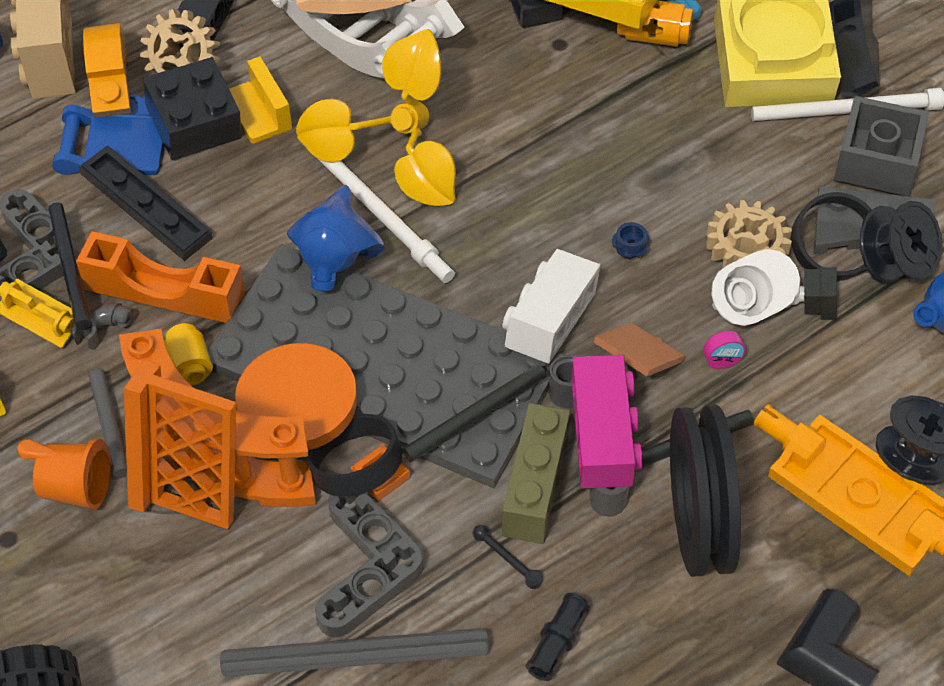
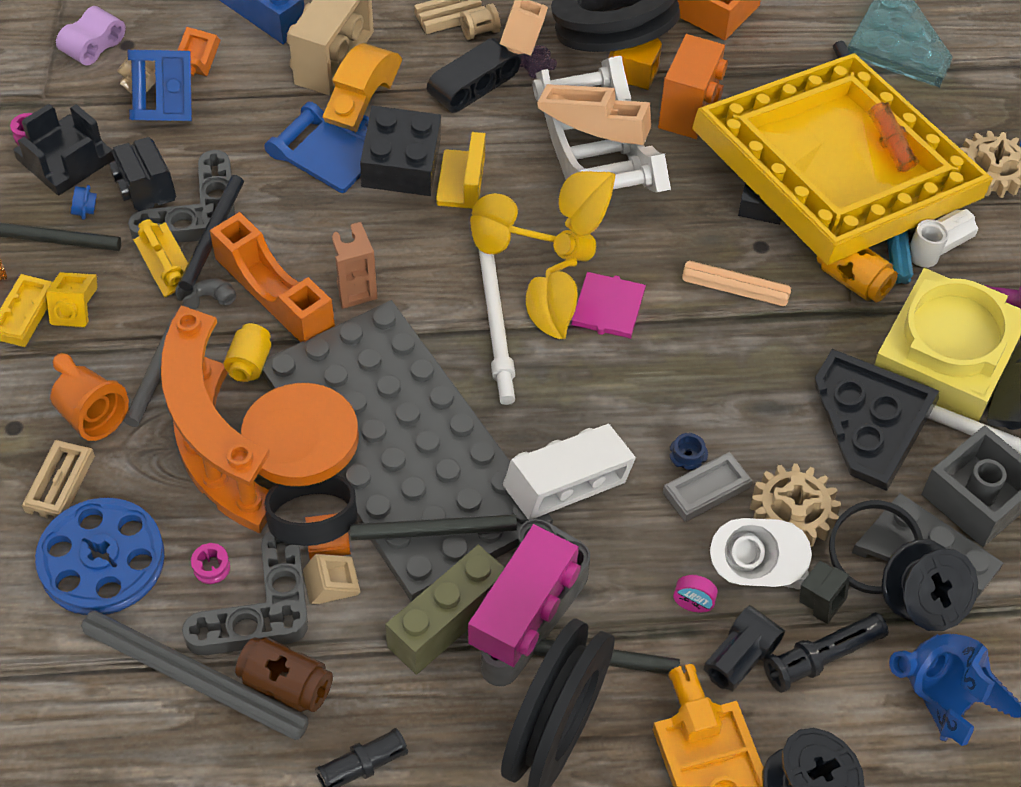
camera: 30 degrees right, 0 degrees up
(99, 590) = (46, 508): none -> tan tile
(146, 203) = (311, 209): black tile -> none
(148, 443) = (157, 420): orange fence -> none
(166, 33) = (424, 92): tan gear -> none
(179, 585) = (96, 571): none -> blue wedge
(238, 226) = (355, 268): none -> nougat hinge
(285, 561) = (205, 552): none -> dark pink bush
(333, 238) = (424, 312): blue piece -> none
(411, 506) = (330, 578): none -> tan slope
(416, 599) = (301, 689): none -> reddish brown piece
(475, 153) = (608, 305): none -> dark pink piece
(533, 578) = (383, 698): black hinge -> none
(565, 83) = (736, 283): none -> light nougat axle
(639, 349) = (618, 551): nougat piece -> none
(665, 261) = (707, 486): none -> light grey tile
(754, 135) = (872, 415): none -> black plate
(793, 364) = (748, 641): none -> black piece
(872, 307) = (812, 656): none -> black pin

